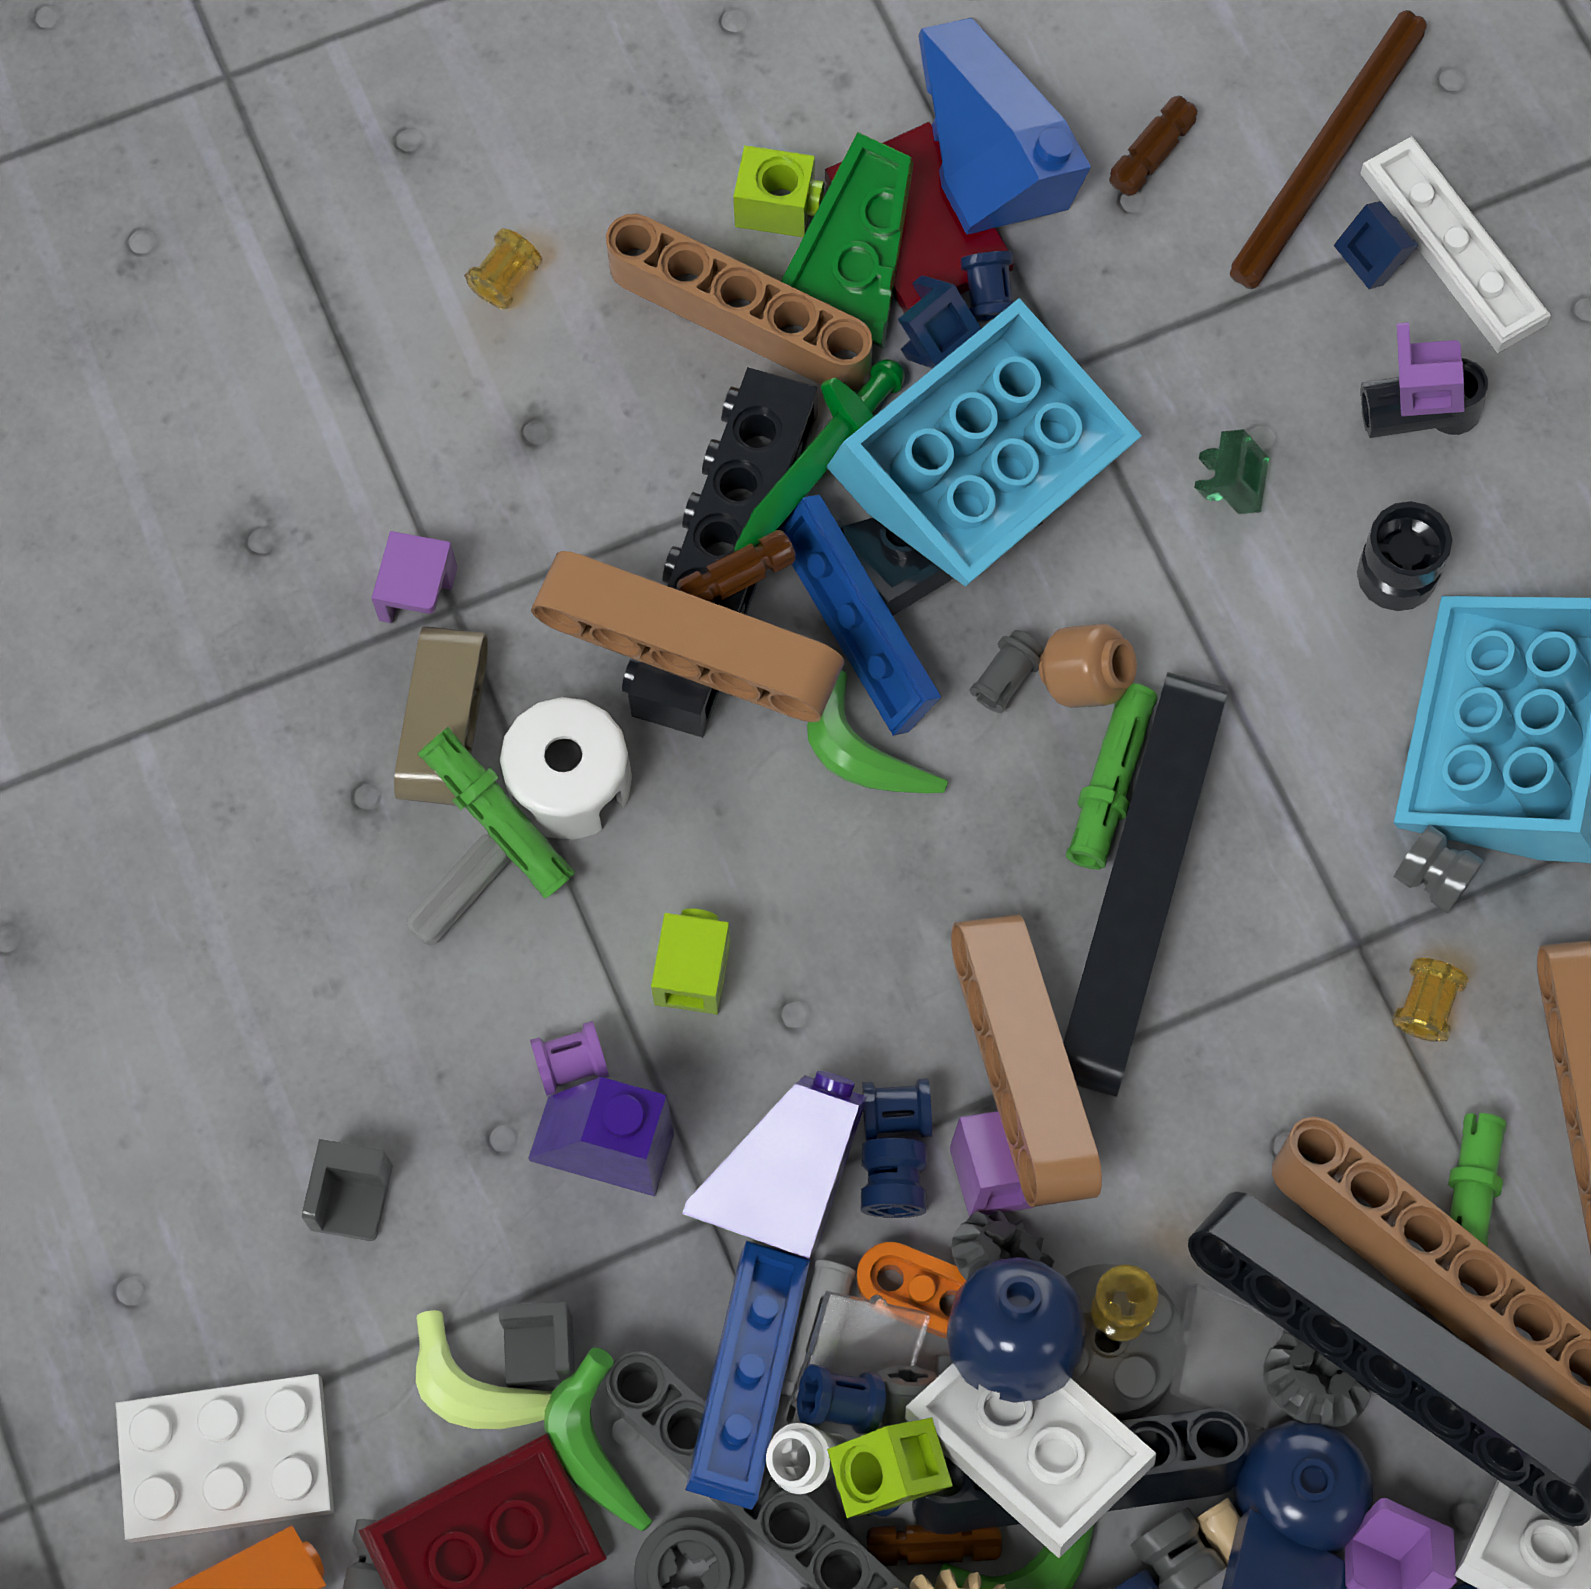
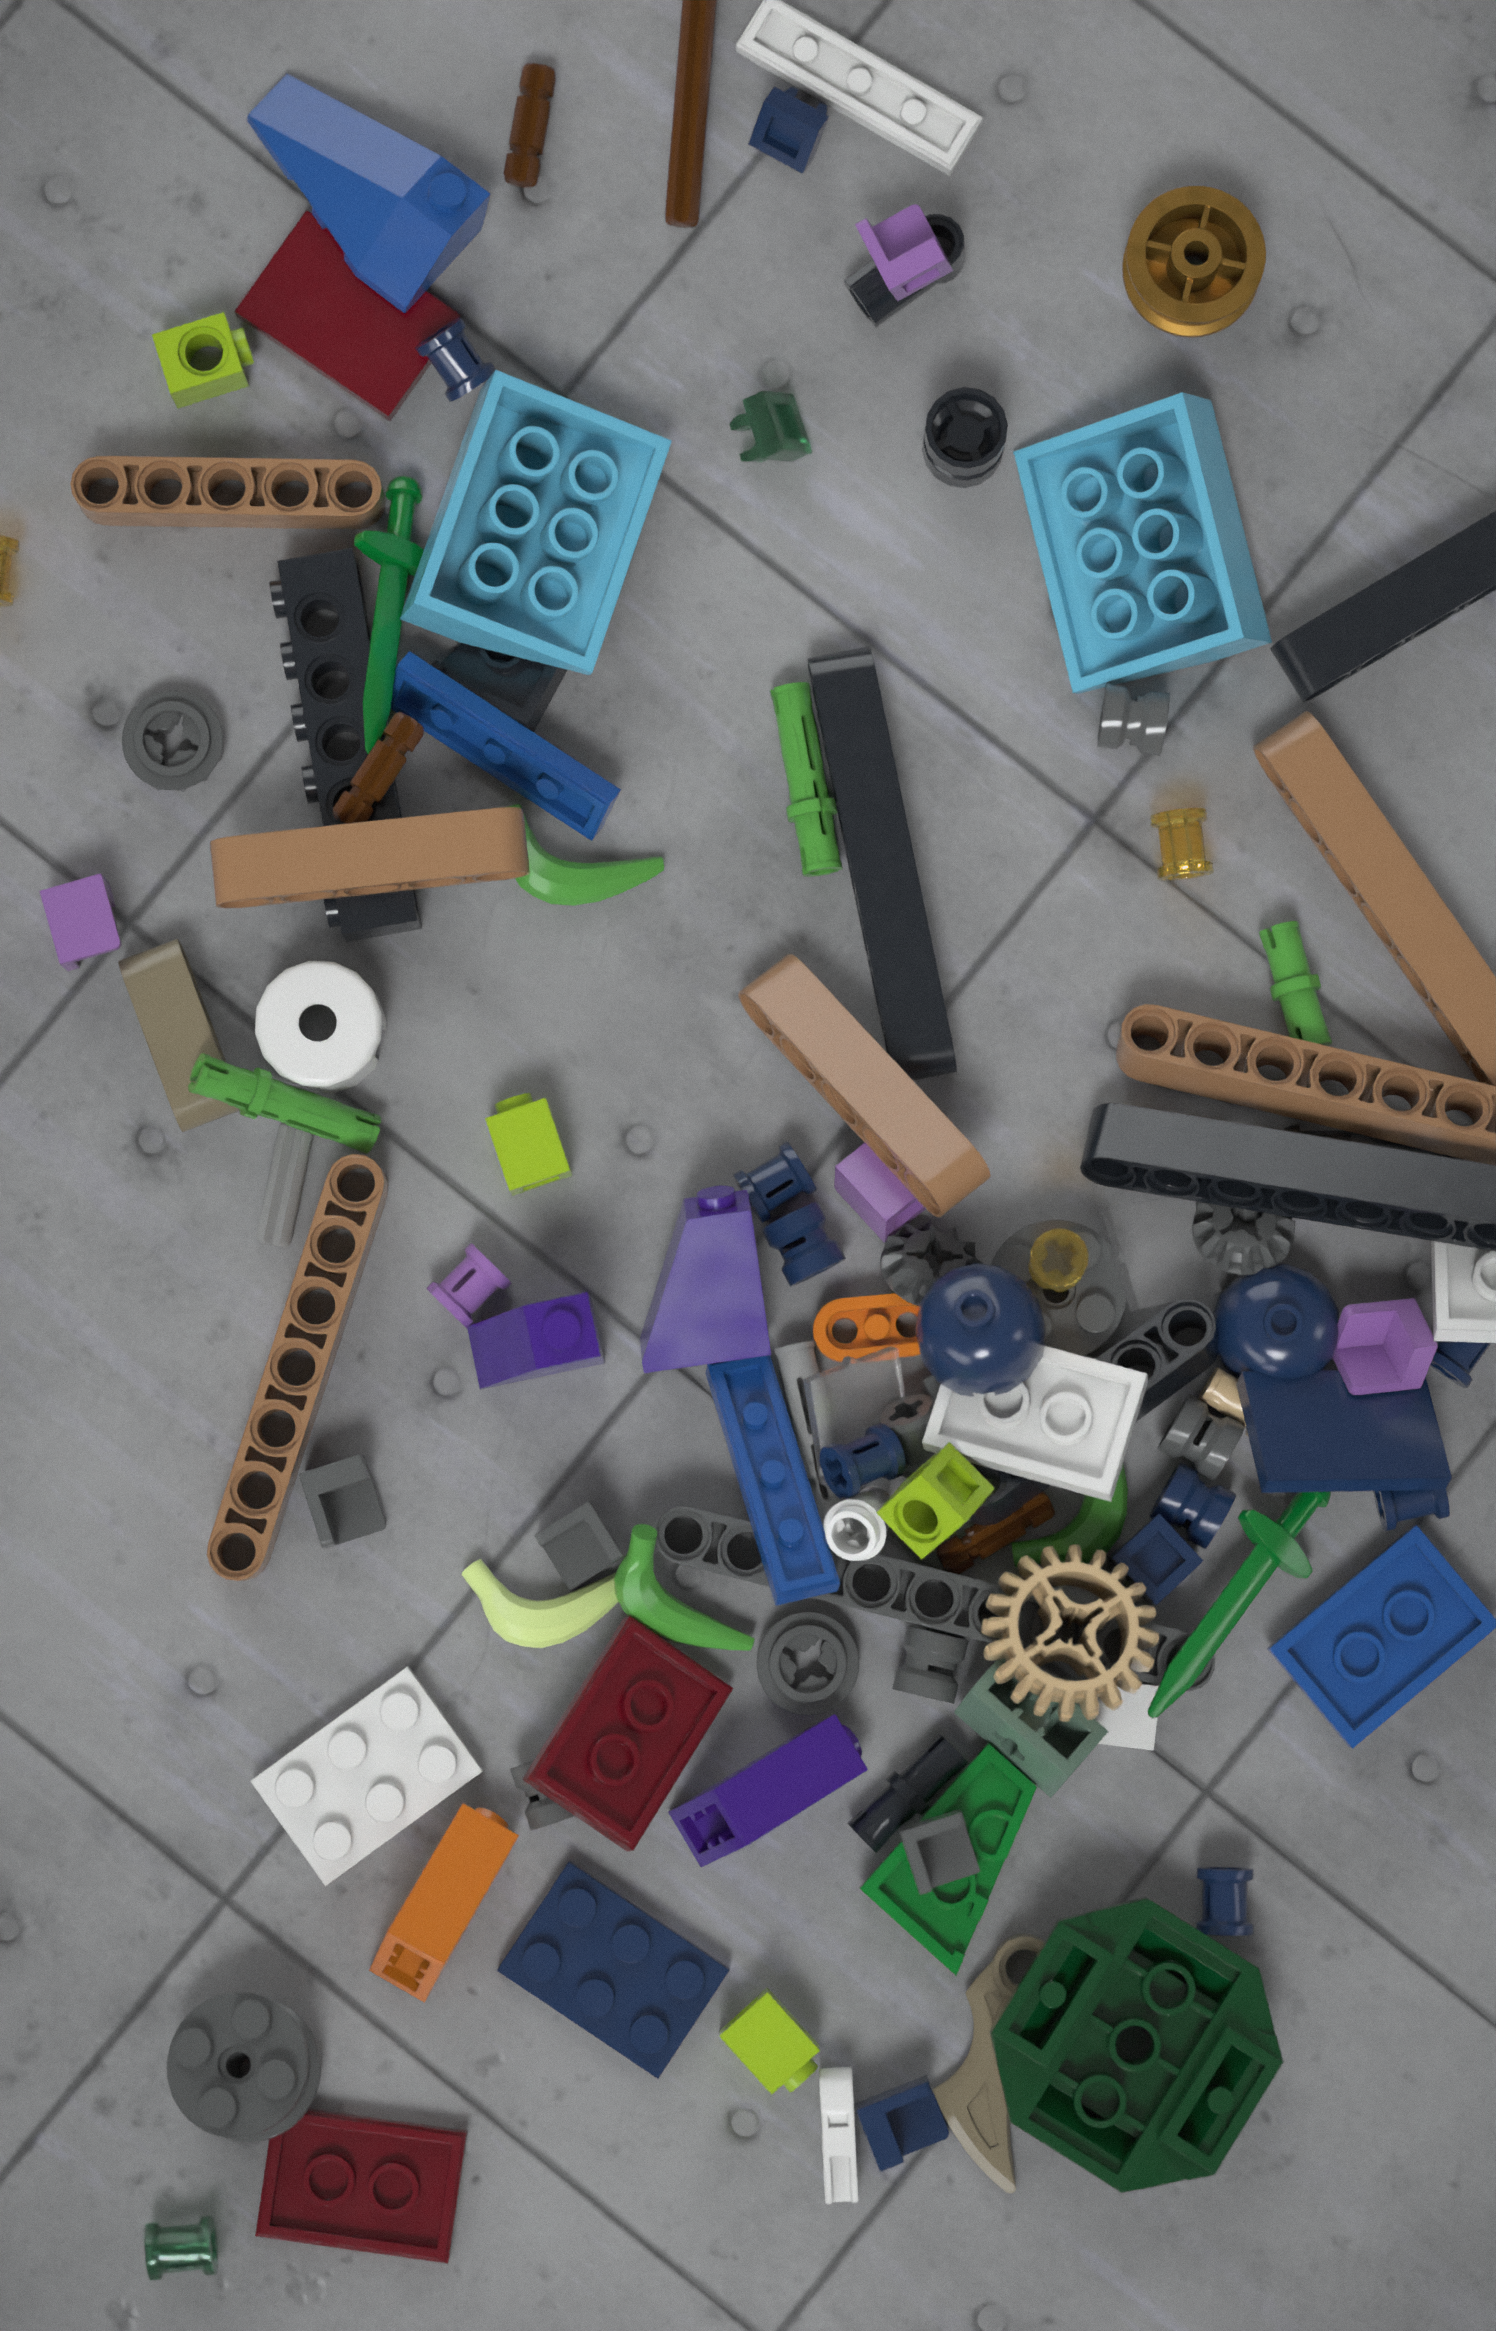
camera: 30 degrees left, 15 degrees up
(368, 1082) = (304, 1400): none -> medium nougat beam
(577, 452) = (160, 714): none -> dark grey gear
(857, 236) = (305, 377): green wing -> none
(936, 322) = (431, 426): dark blue panel -> none
(1007, 670) = (663, 727): dark grey pin -> none
(1087, 665) = (734, 690): medium nougat head -> none

